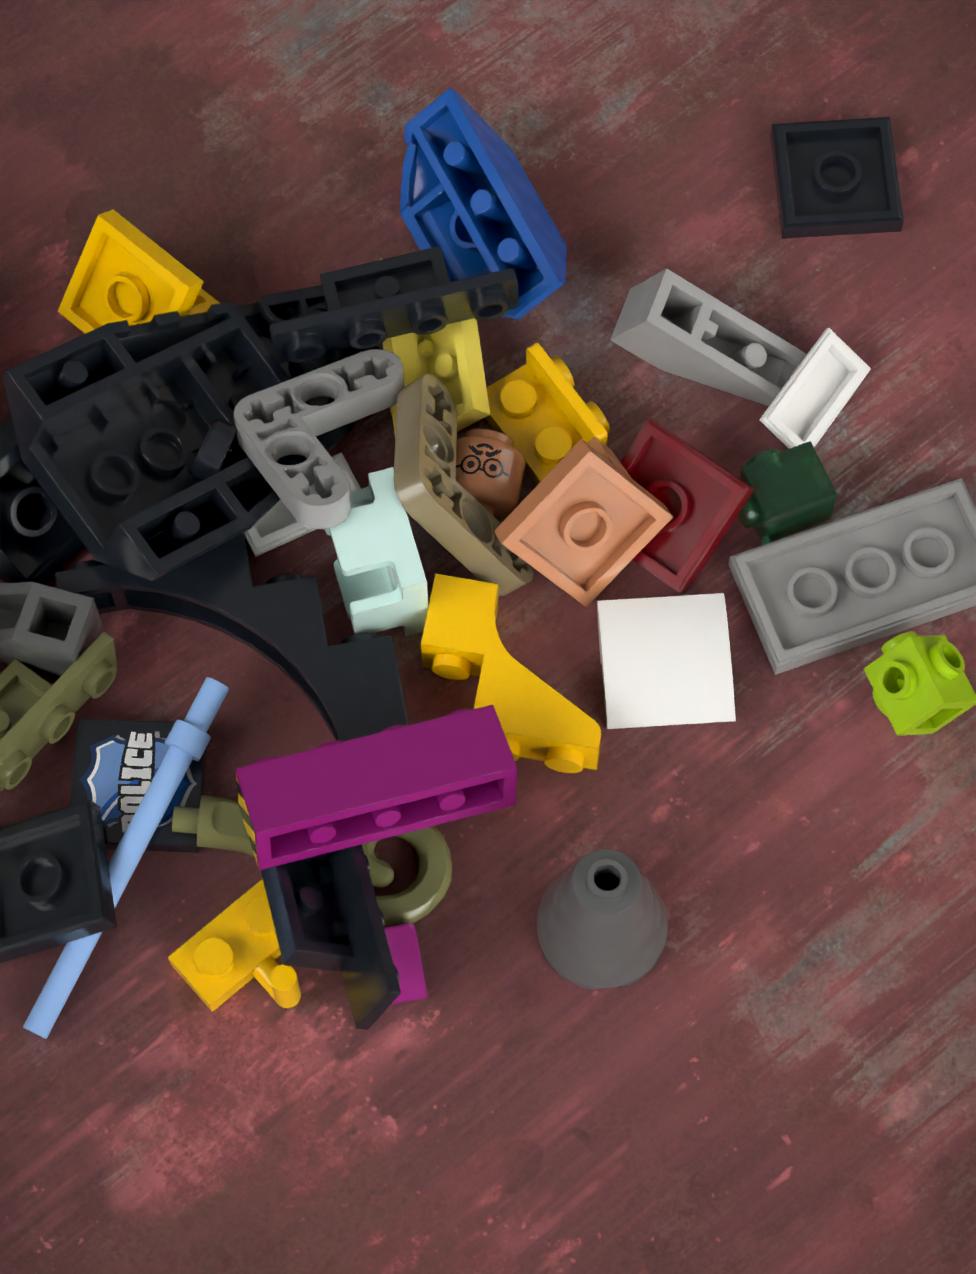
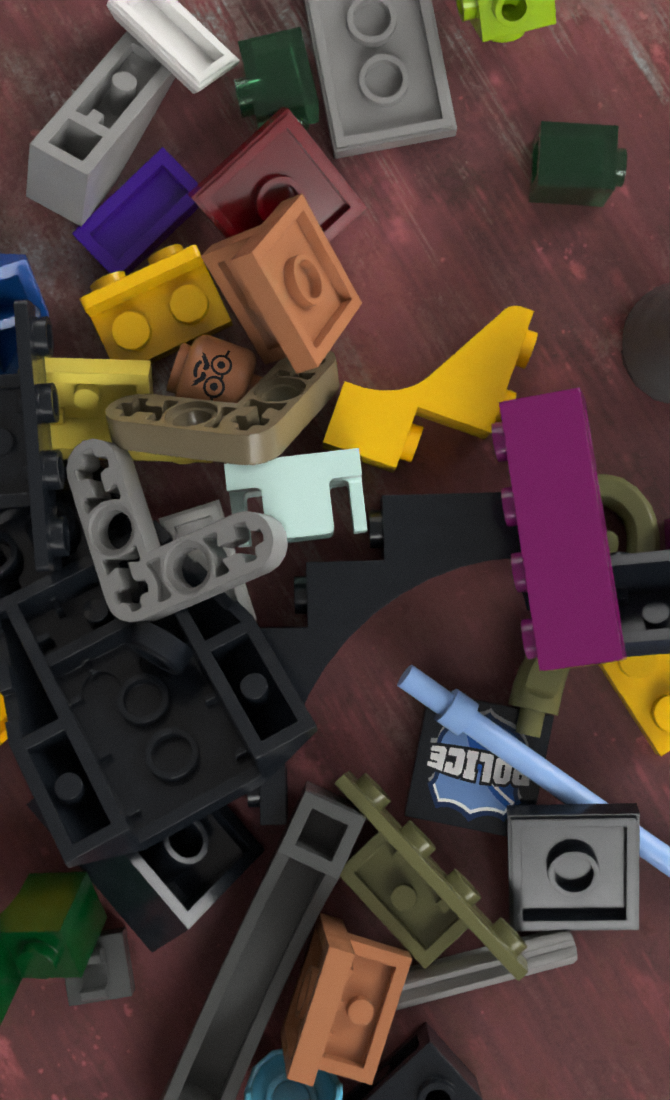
camera: 90 degrees left, 20 degrees up
(633, 391) = (139, 215): none -> dark purple tile
(666, 661) = (434, 234): white slope -> none
(761, 780) = (576, 164): none -> clear green brick

